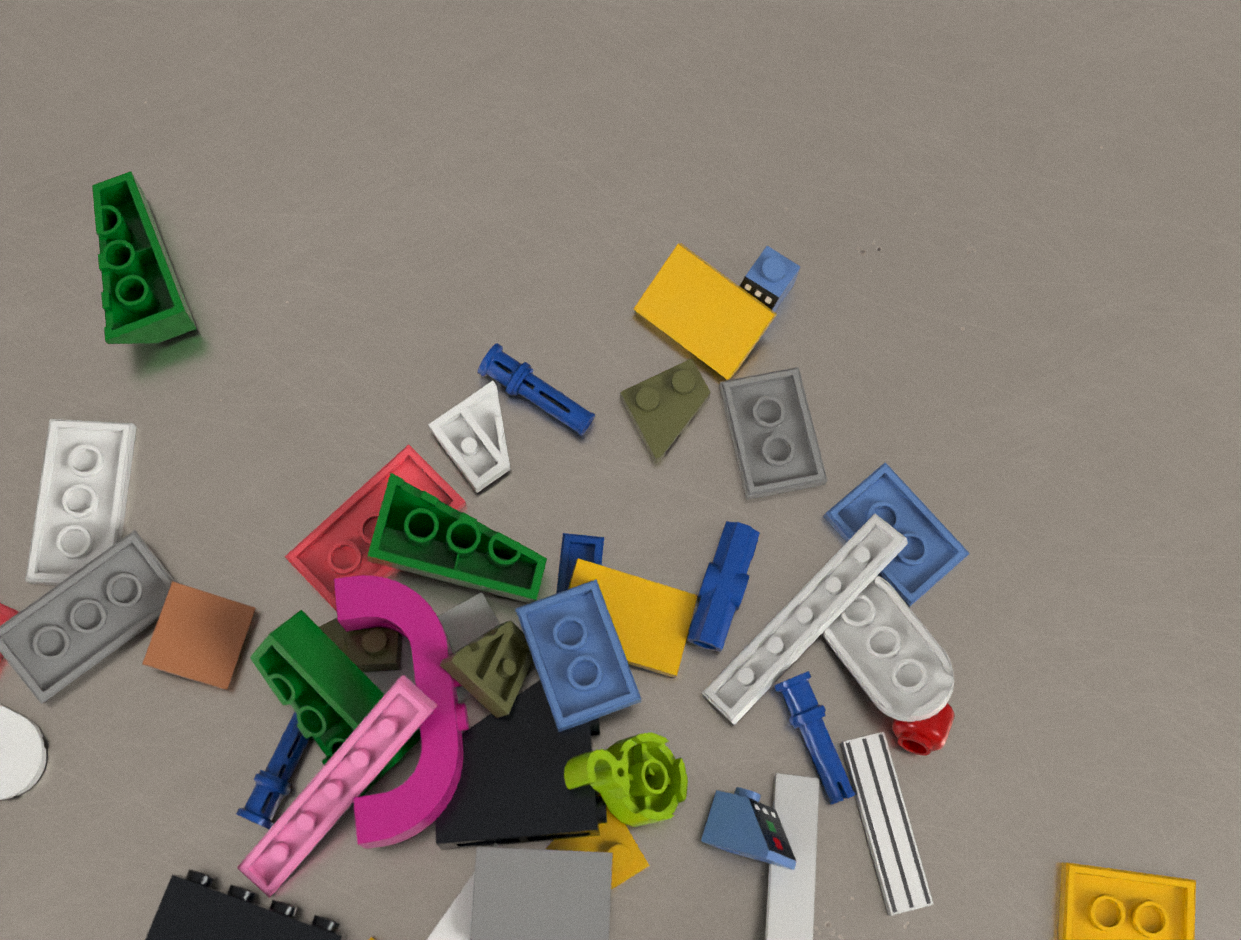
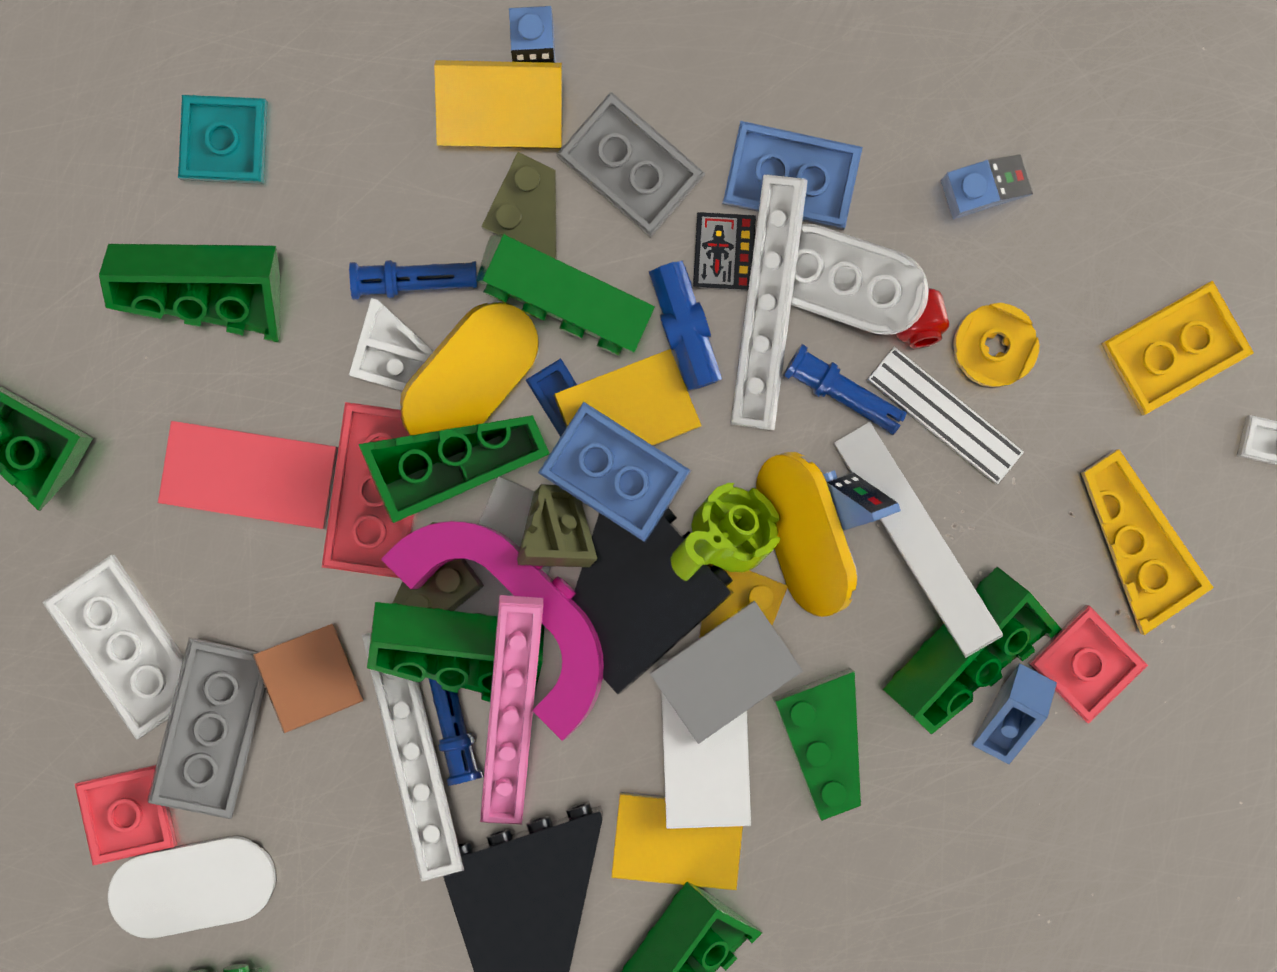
camera: 25 degrees left, 15 degrees up
(216, 787) = (417, 774): none -> white tile
(288, 443) = (247, 475): none -> coral tile
(370, 273) = (196, 283): none -> green wedge
(476, 190) = (222, 139): none -> teal tile
(527, 490) = (470, 370): none -> yellow tile
(646, 487) = (563, 293): none -> green wedge
(699, 838) = (810, 533): none -> yellow tile
(797, 552) = (723, 251): none -> piece
(961, 818) = (1018, 337): none -> yellow plate
(1051, 656) = (985, 185): none -> medium blue slope

